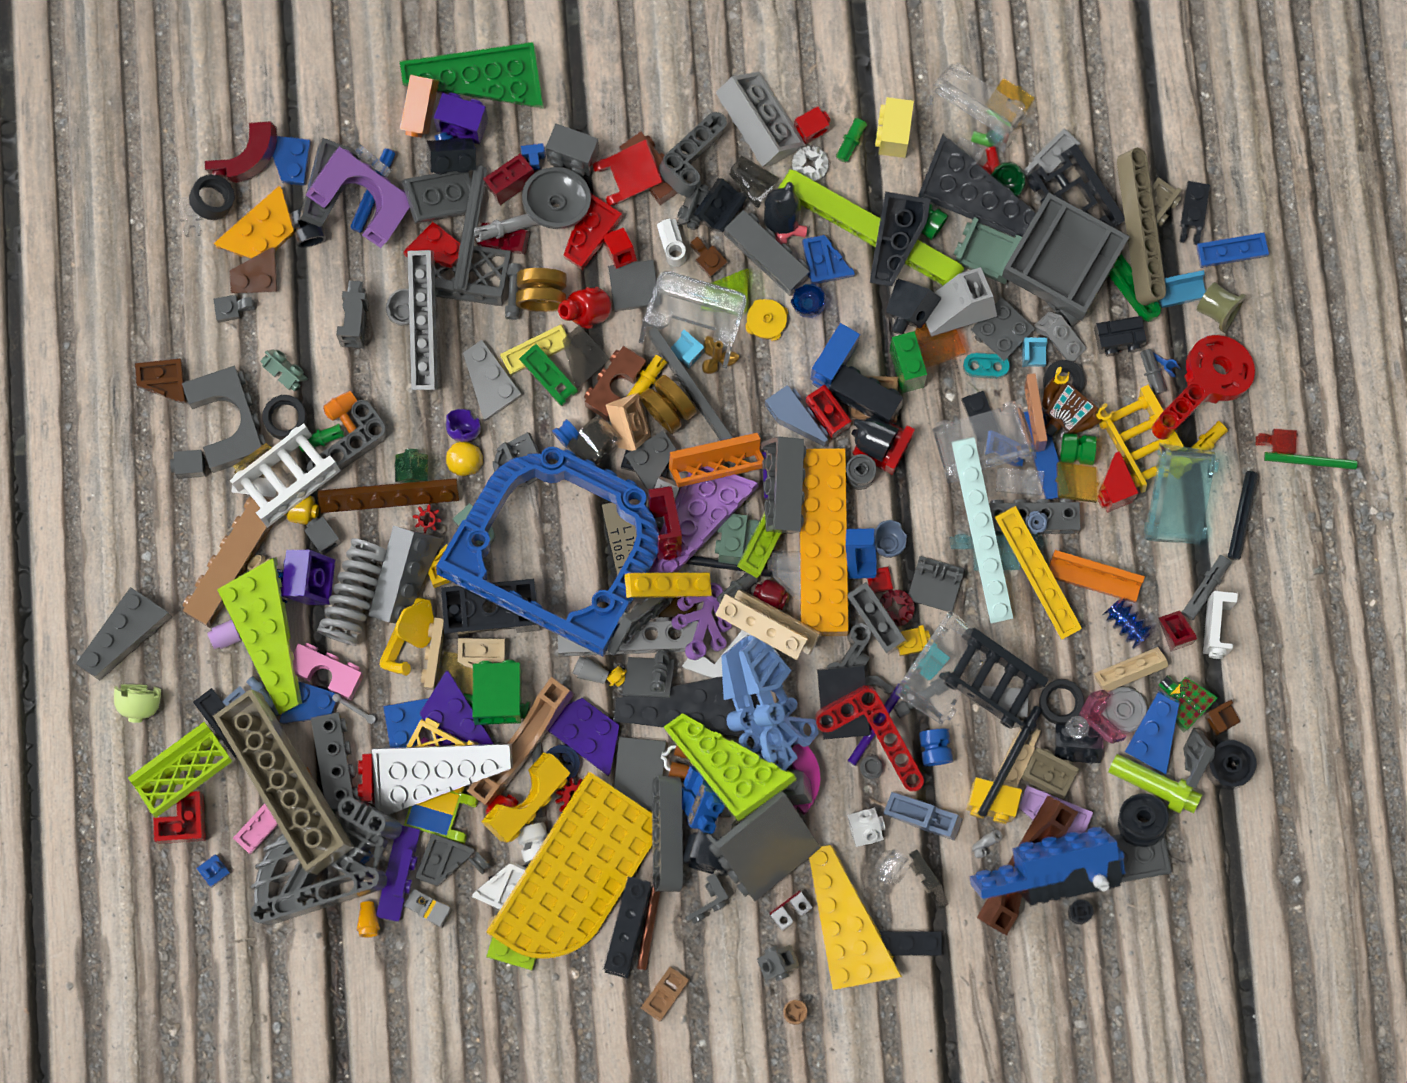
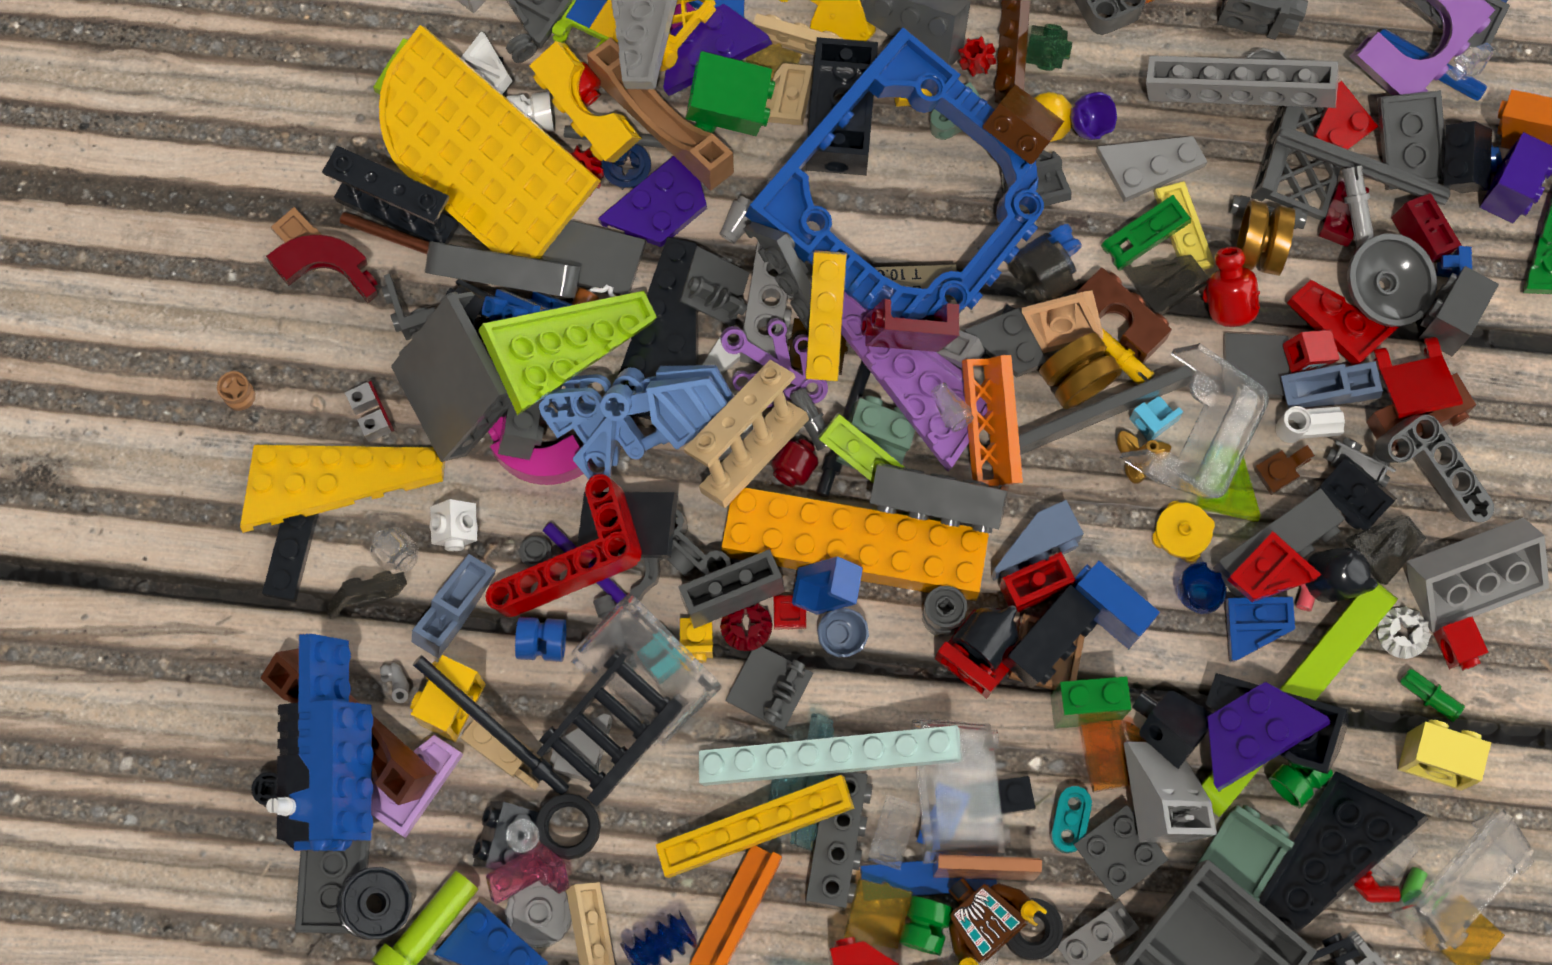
camera: 100 degrees right, 5 degrees down
(488, 469) = (1023, 124): none -> reddish brown panel
(617, 676) = (725, 250): yellow plate -> none
(641, 231) = (1332, 385): none -> sand blue slope
(679, 977) = (320, 251): none -> dark red arch
(715, 488) = (952, 408): none -> clear cone
(773, 963) = (303, 378): dark grey brick -> none
(787, 570) = (822, 481): clear slope -> none
(792, 253) = (1272, 570): none -> red wing
(908, 248) = (1257, 730): none -> dark purple wing
(1011, 176) = (1350, 910): dark green hair -> none
(1034, 352) = (1080, 892): medium azure panel -> none
(1035, 528) = (817, 832): sand blue plate -> none
(1050, 773) = (470, 788): dark tan bracket -> none

